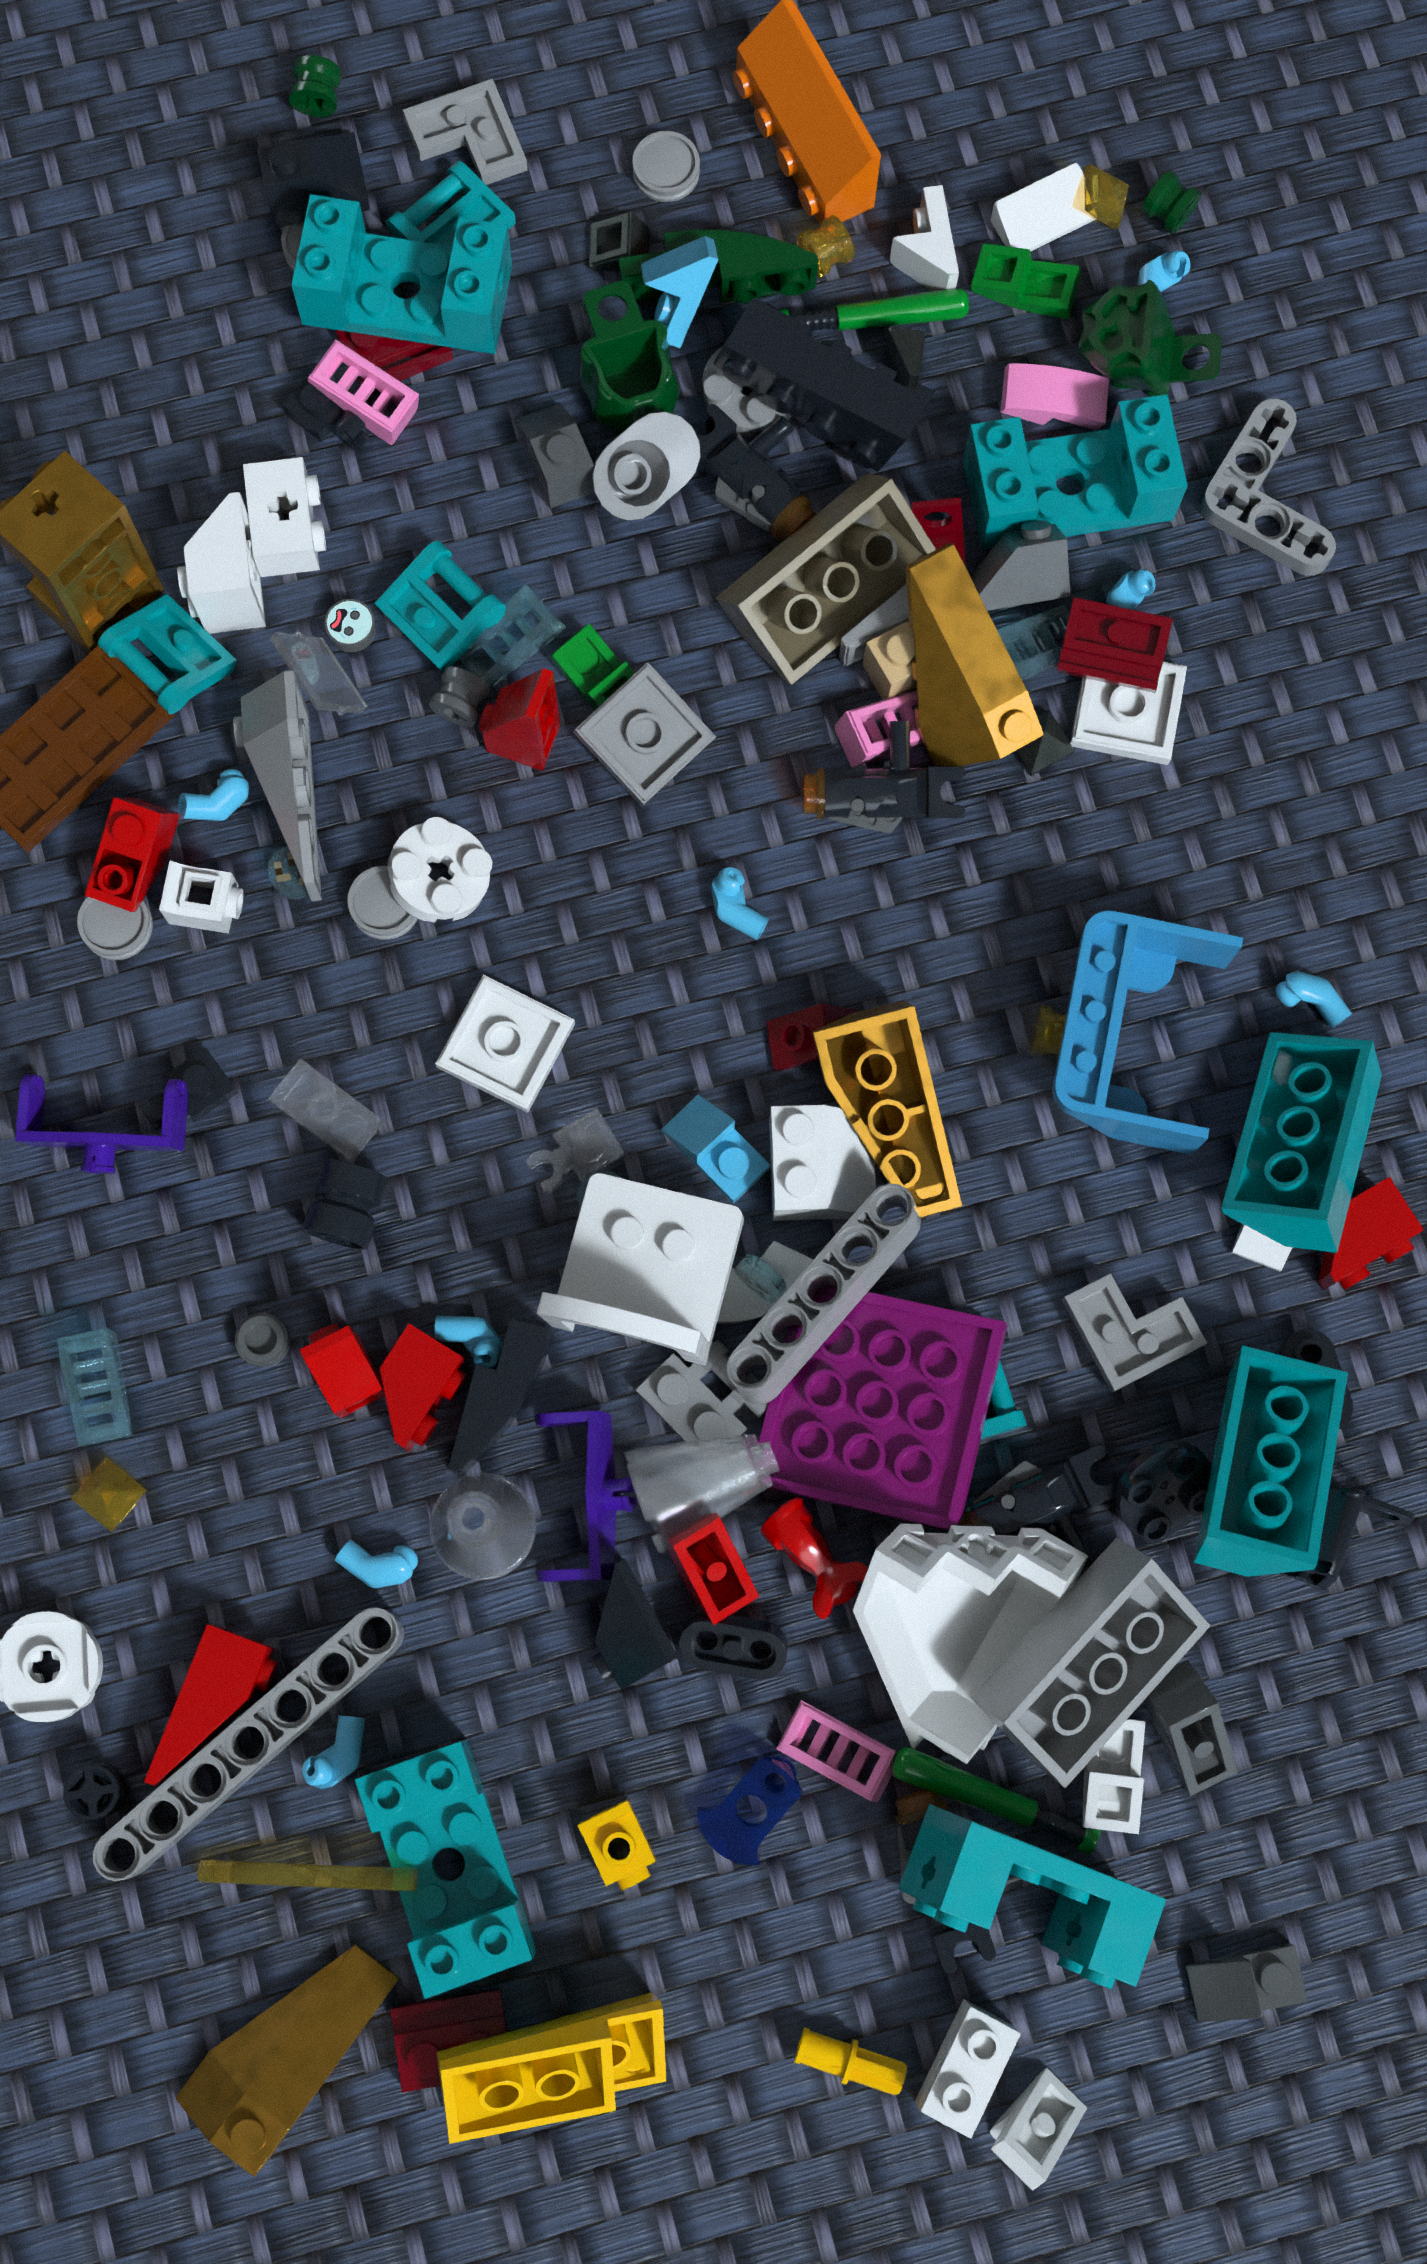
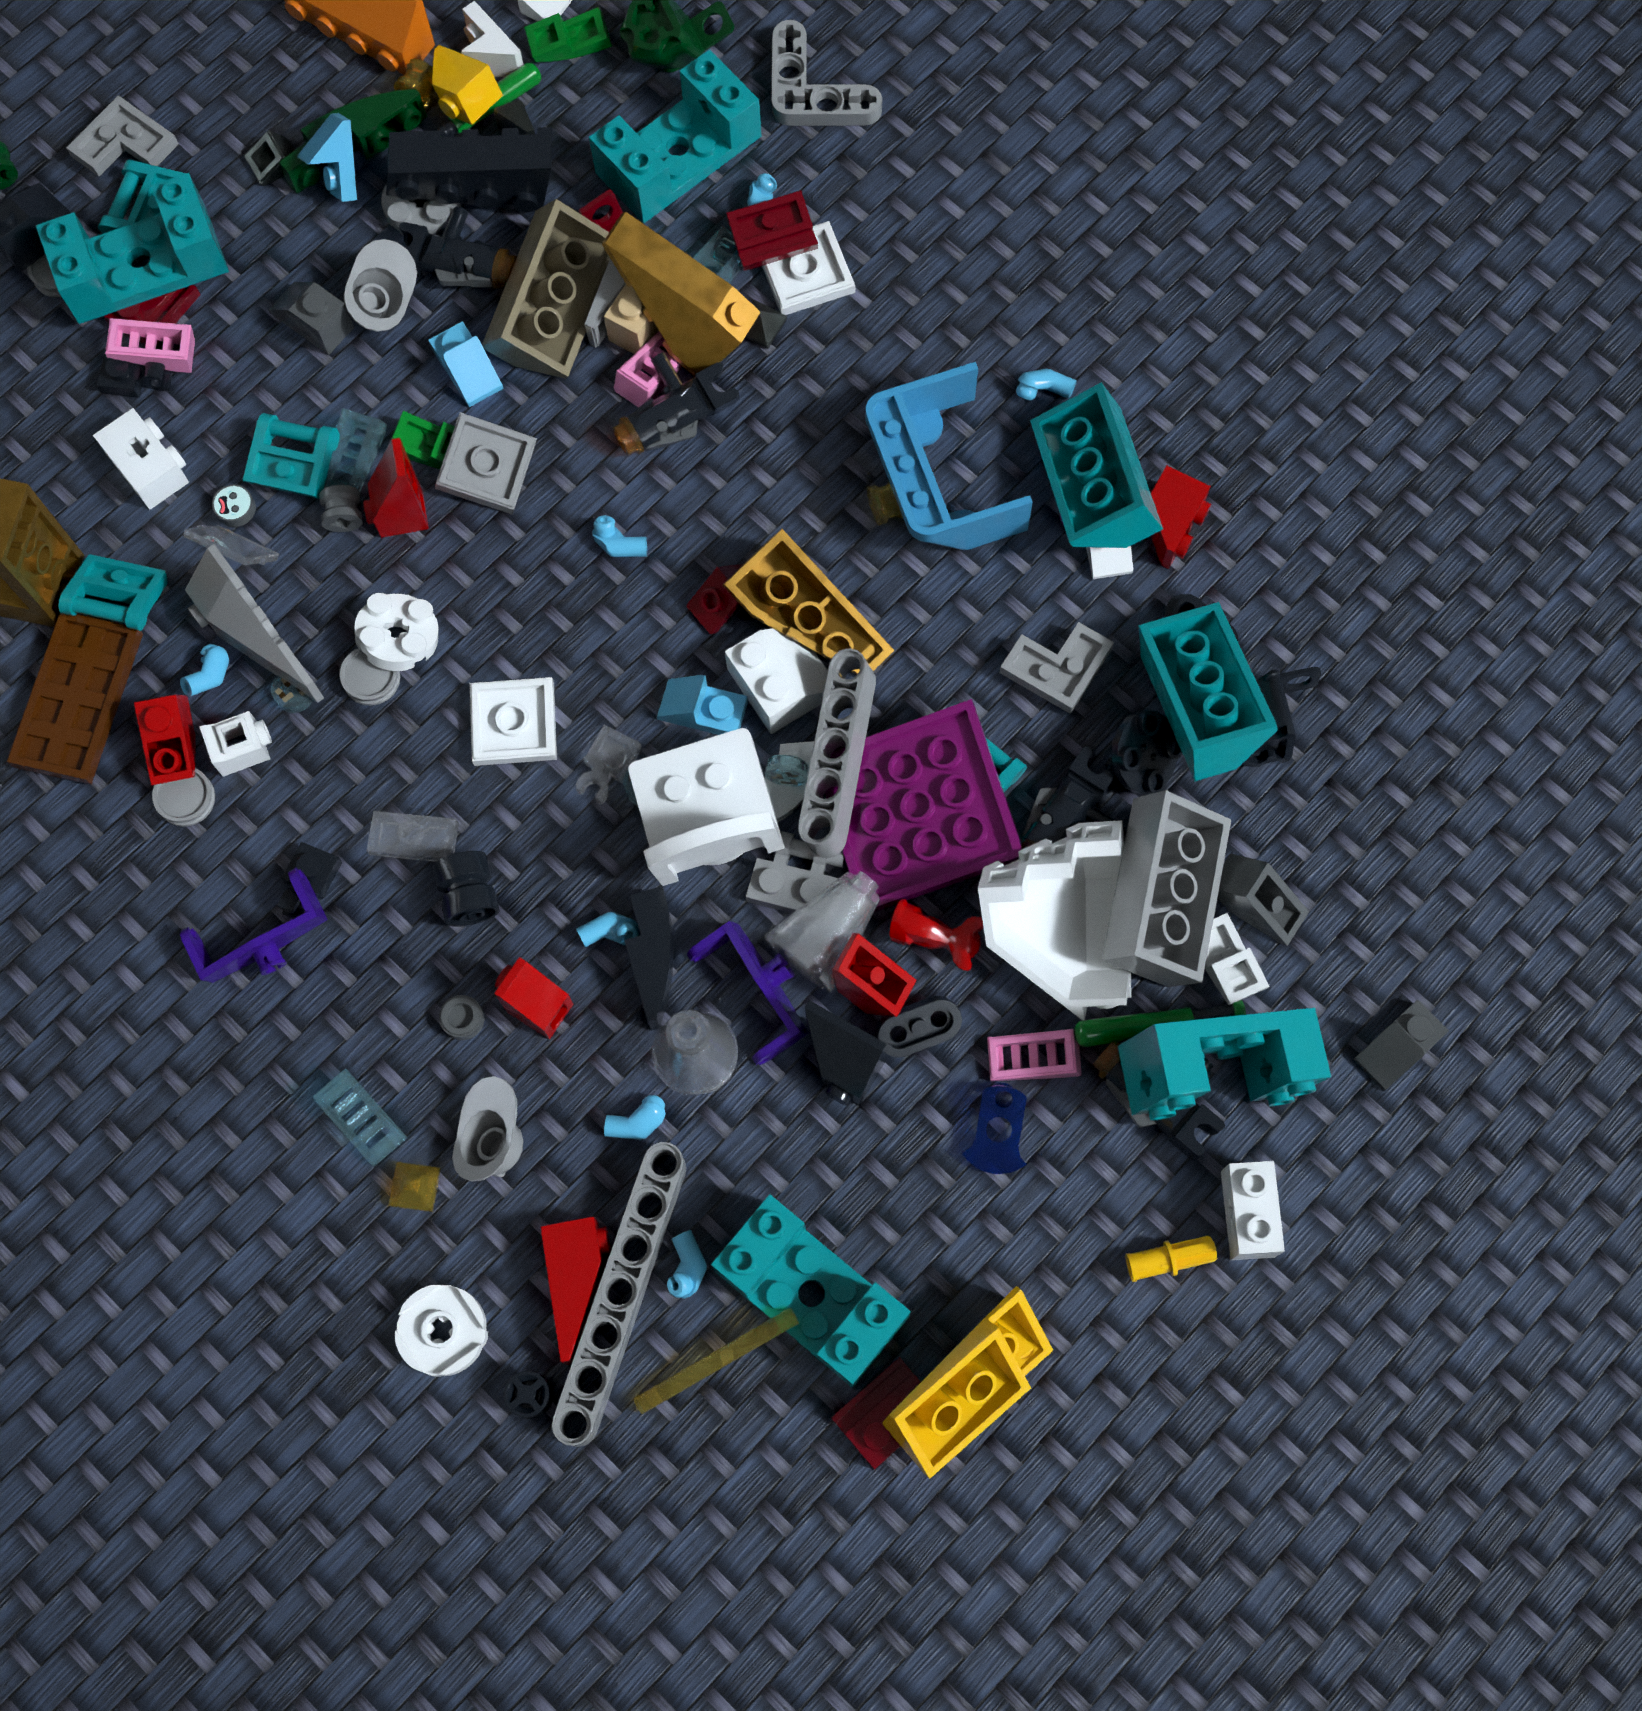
camera: 25 degrees left, 5 degrees down
(213, 1487) = (487, 1131): none -> light grey piece
(221, 571) = (121, 514): white slope -> none
(272, 2067) = (772, 1510): pearl gold wedge -> none
(416, 1381) = (588, 975): red slope -> none
(614, 1823) = (903, 1208): yellow brick -> none
(627, 364) = (324, 226): dark green piece -> none
(666, 166) = (274, 91): light grey piece -> none
(690, 605) = (466, 363): none -> medium azure slope
(871, 279) = (463, 85): none -> yellow slope
(1025, 567) = (683, 210): slope -> none
(1037, 2128) = (1323, 1222): white slope -> none
(1055, 392) = (633, 94): bright pink slope -> none

